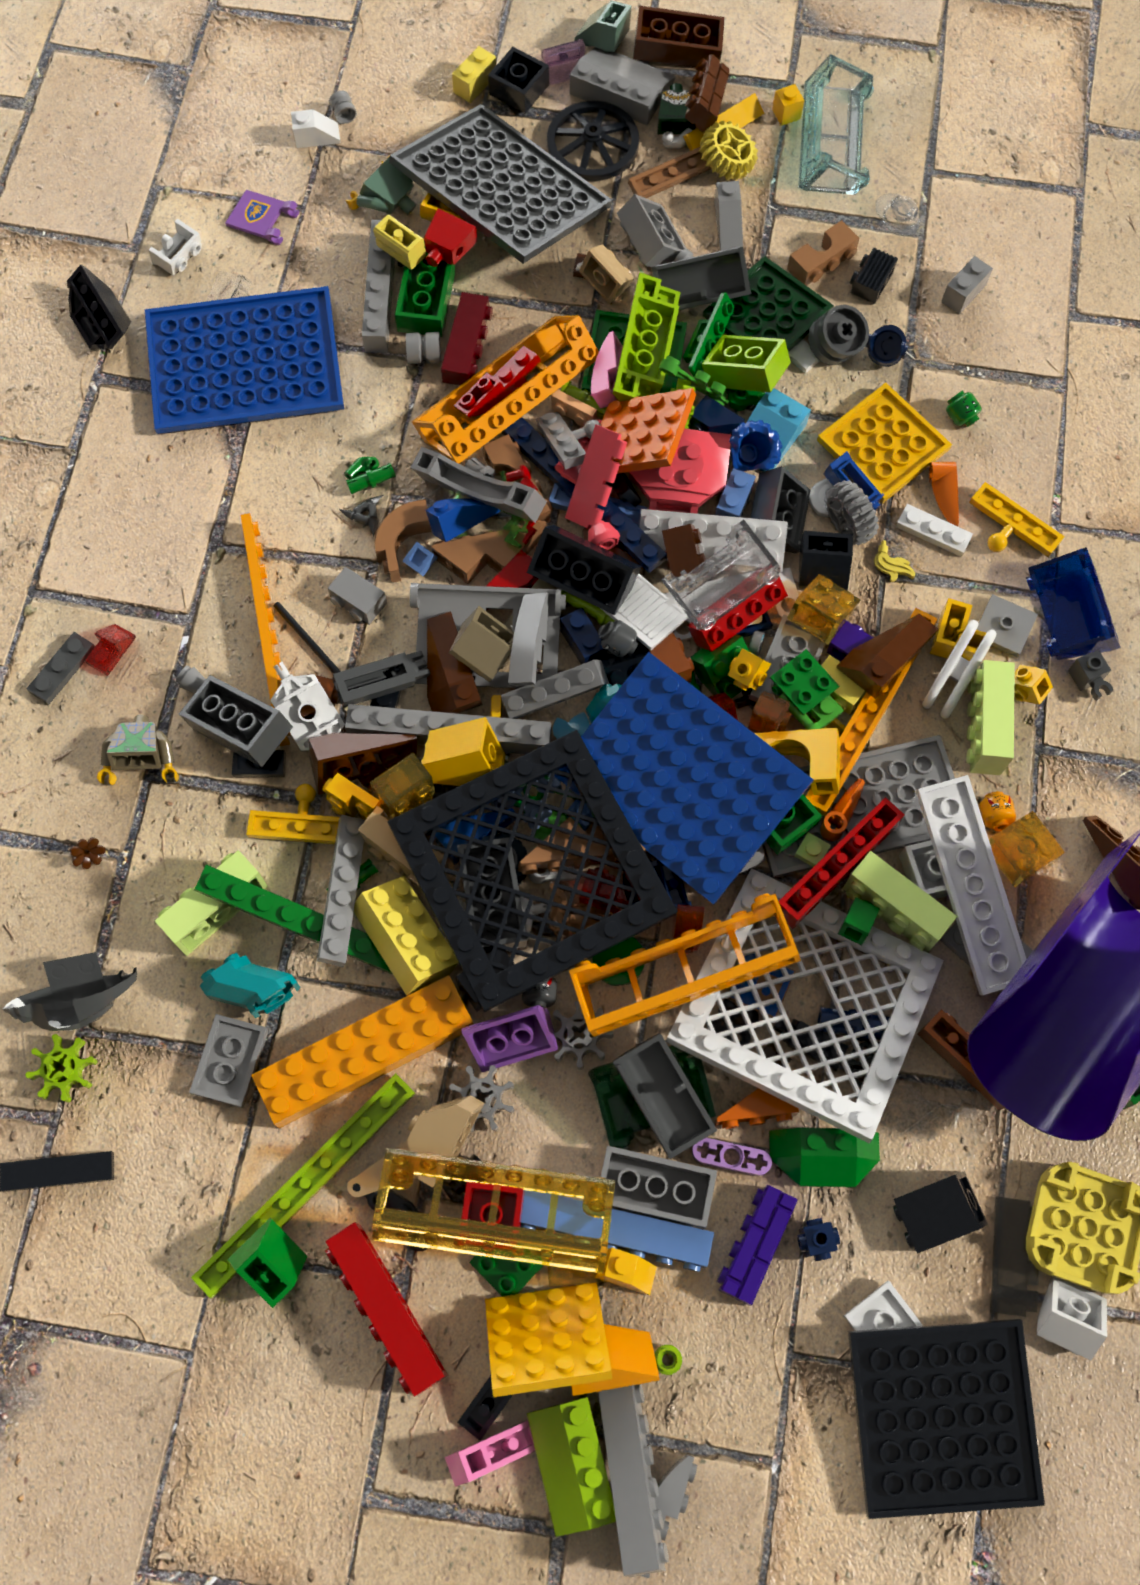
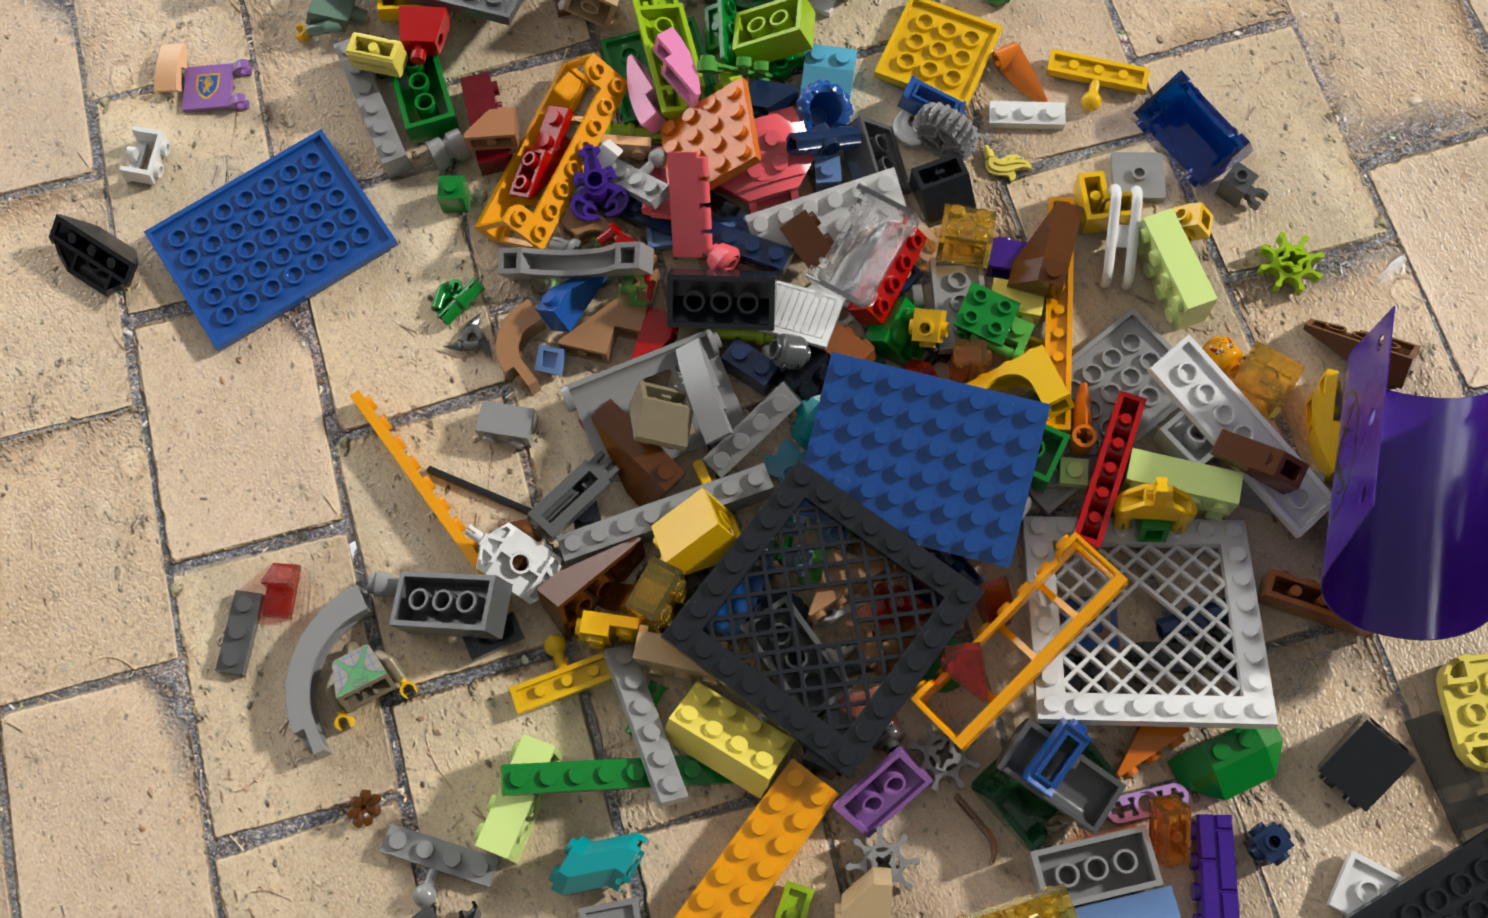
camera: 20 degrees left, 0 degrees up
(102, 714) = (308, 660): none -> light grey arch
(126, 920) = (439, 858): none -> light grey plate
(233, 180) = (168, 68): none -> light nougat slope
(409, 386) = (453, 194): none -> green brick
(466, 347) = (494, 130): none -> nougat slope
(527, 431) = (596, 188): none -> dark purple animal
(549, 408) = (608, 153): none -> white slope
(578, 1135) = (981, 826): none -> reddish brown piece
(630, 968) = (967, 669): none -> clear red slope
(645, 356) = (678, 66): none -> bright pink slope
(692, 1062) = (1048, 749): none -> blue window
(736, 1186) = (1170, 830): none -> clear orange brick
(738, 473) = (823, 140): none -> dark blue piece
(866, 906) = (1155, 502): none -> yellow connector
(975, 911) = (1260, 461): none -> reddish brown slope
(1058, 900) = (1321, 424): none -> yellow slope
(1101, 759) = (1290, 263): none -> lime gear

